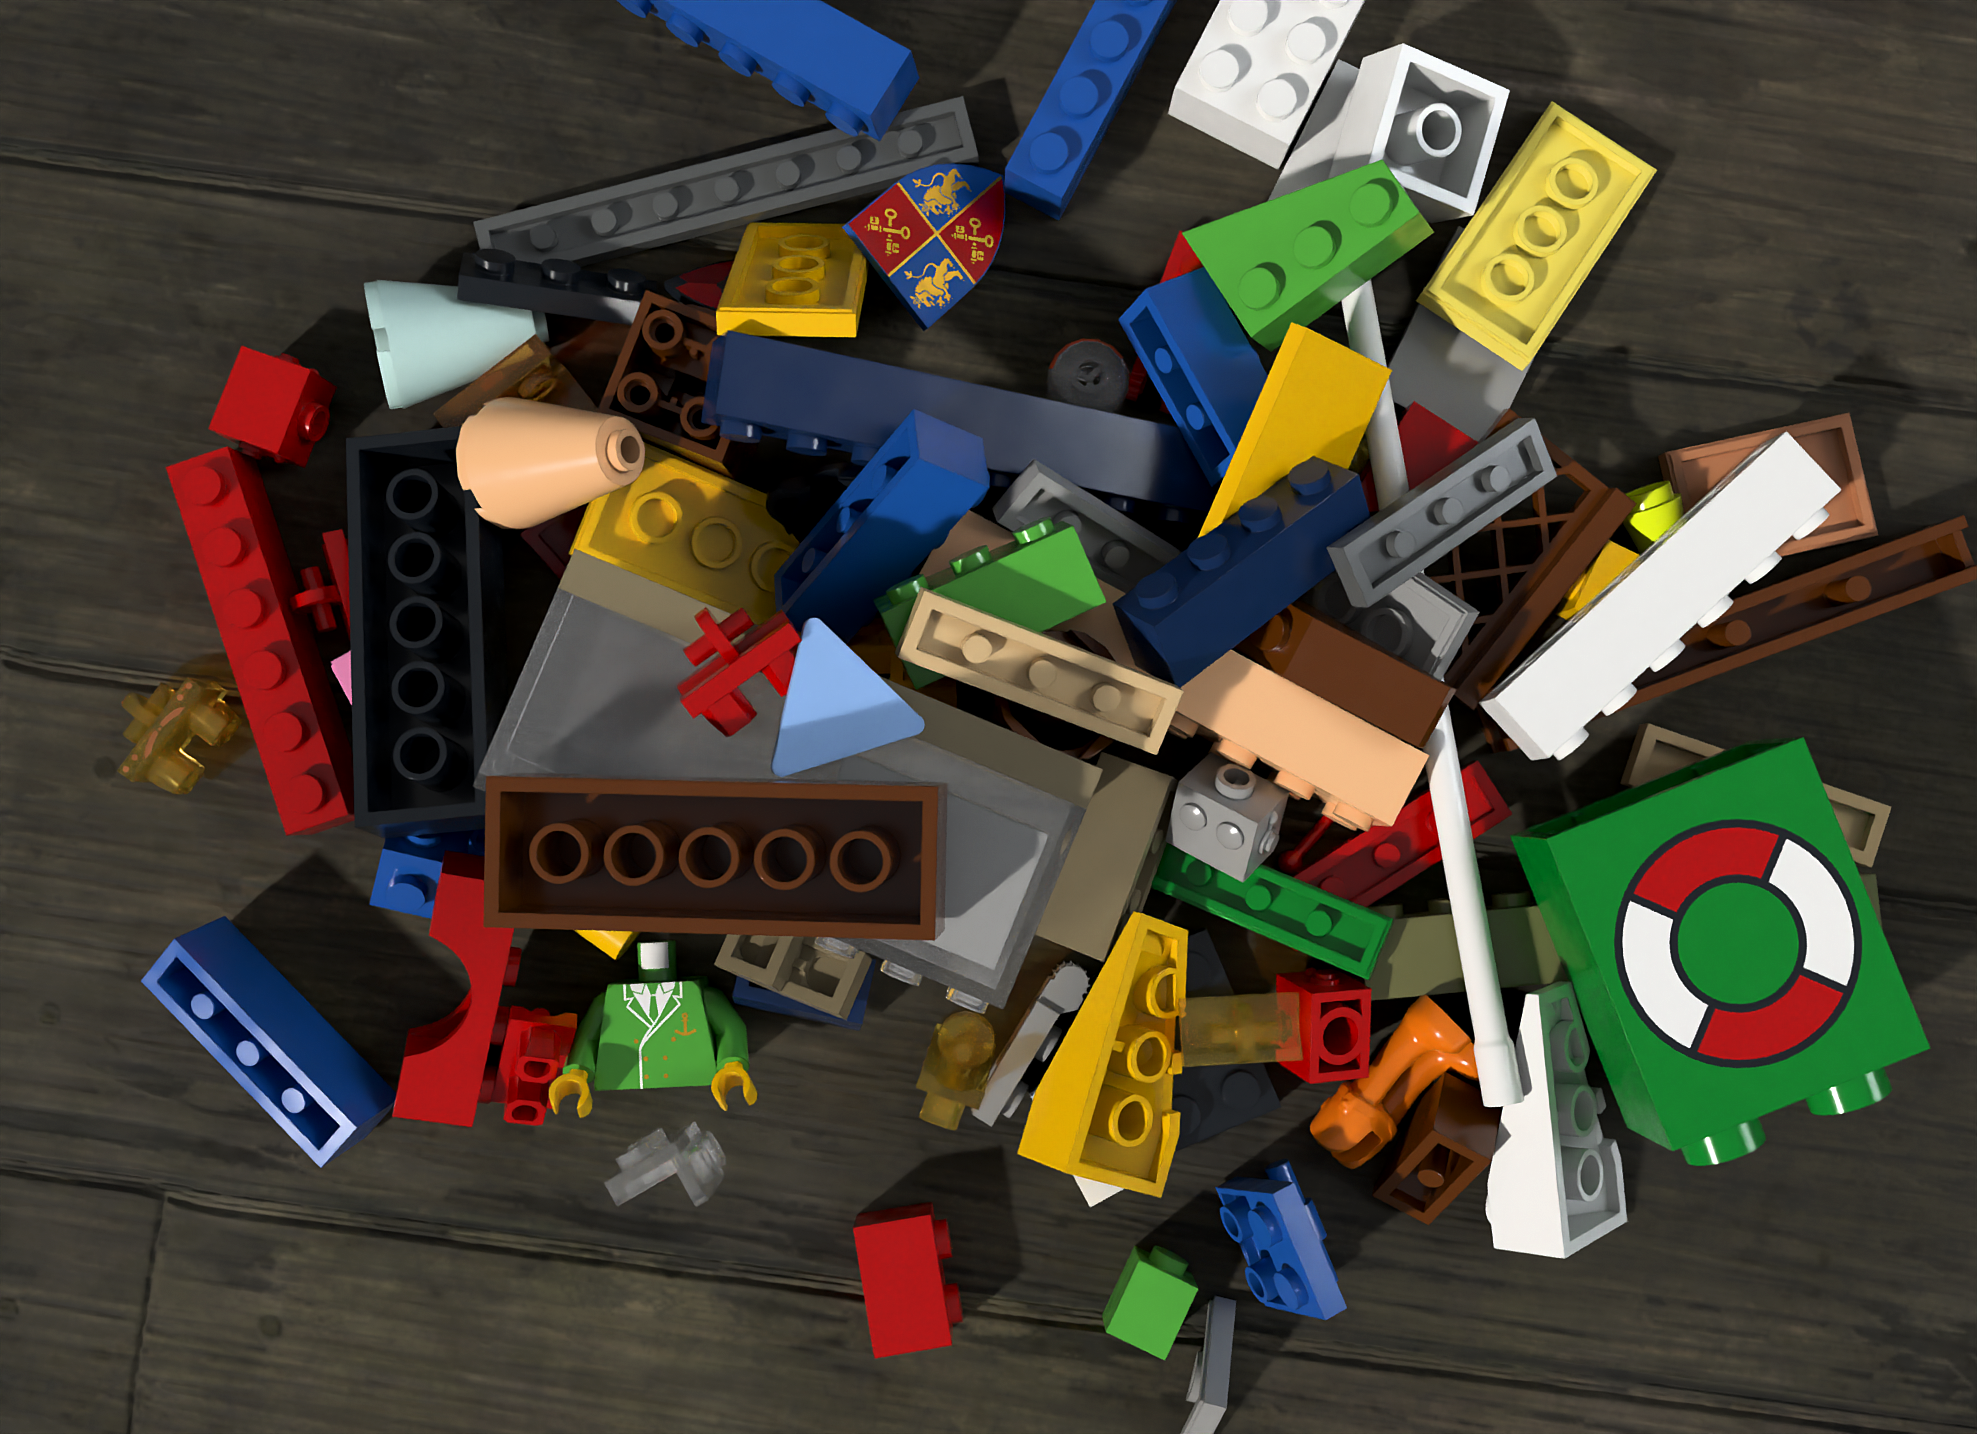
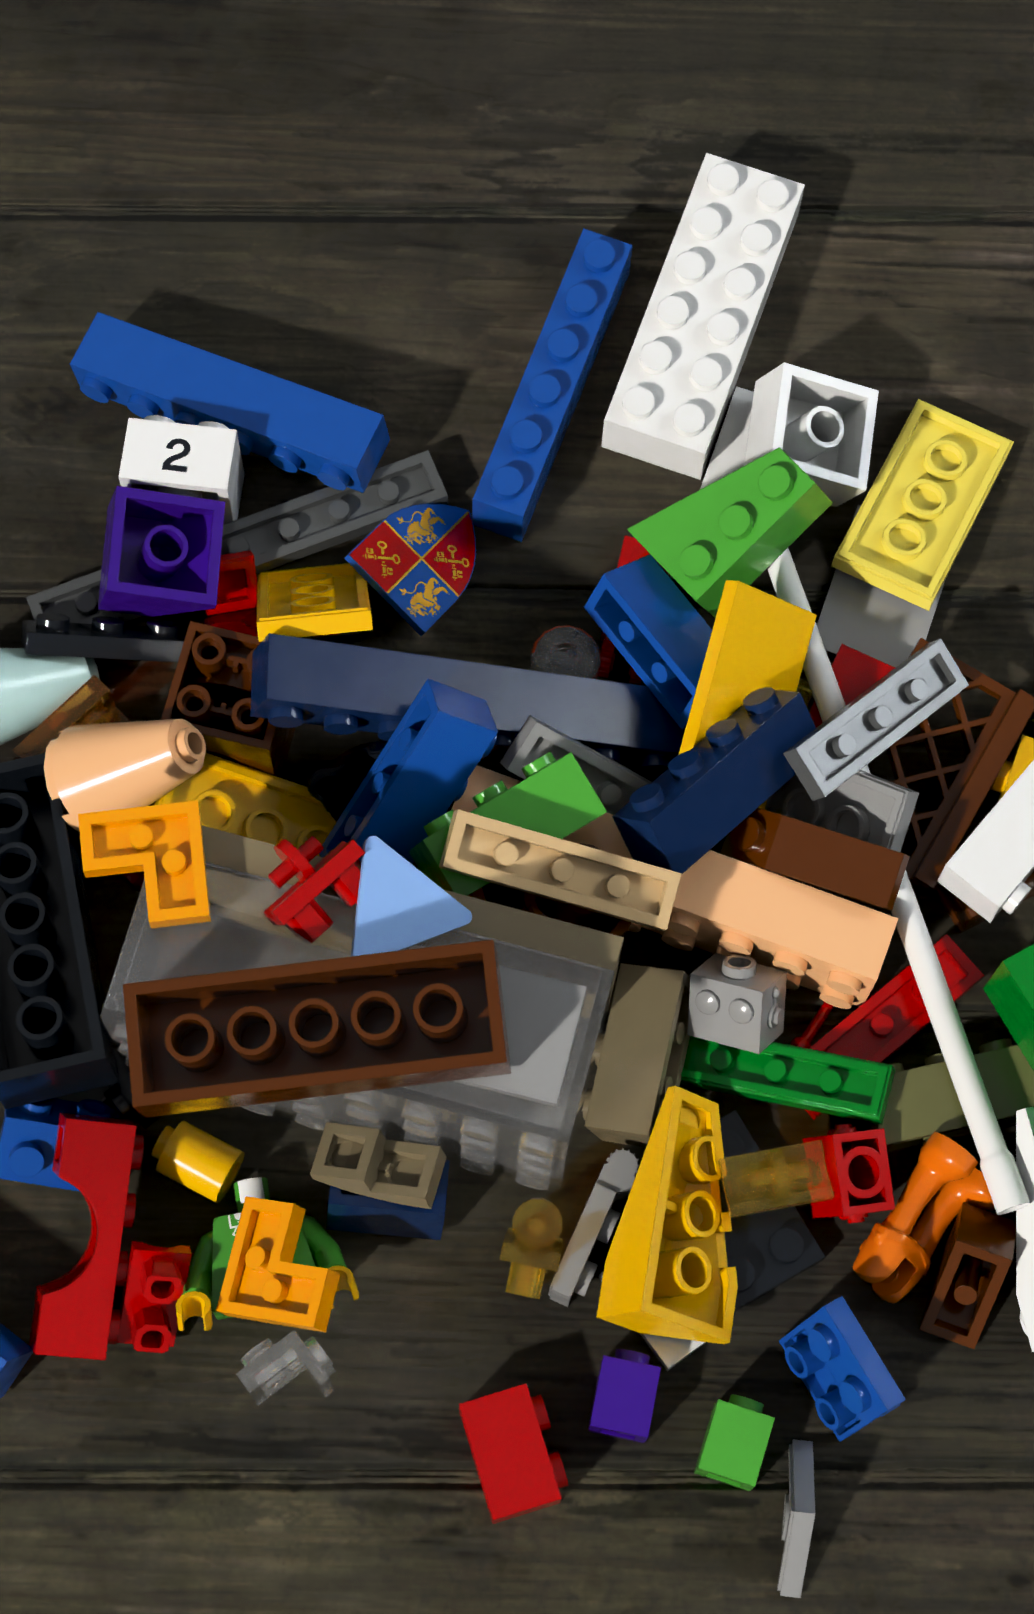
camera: 10 degrees left, 15 degrees down
(568, 594) = (163, 844): none -> light orange plate
(629, 191) = (160, 553): none -> dark purple slope
(648, 1069) = (260, 1272): none -> light orange plate
(666, 90) = (184, 460): none -> white brick
(708, 232) = (236, 583): none -> red tile
(1037, 1234) = (625, 1396): none -> dark purple brick

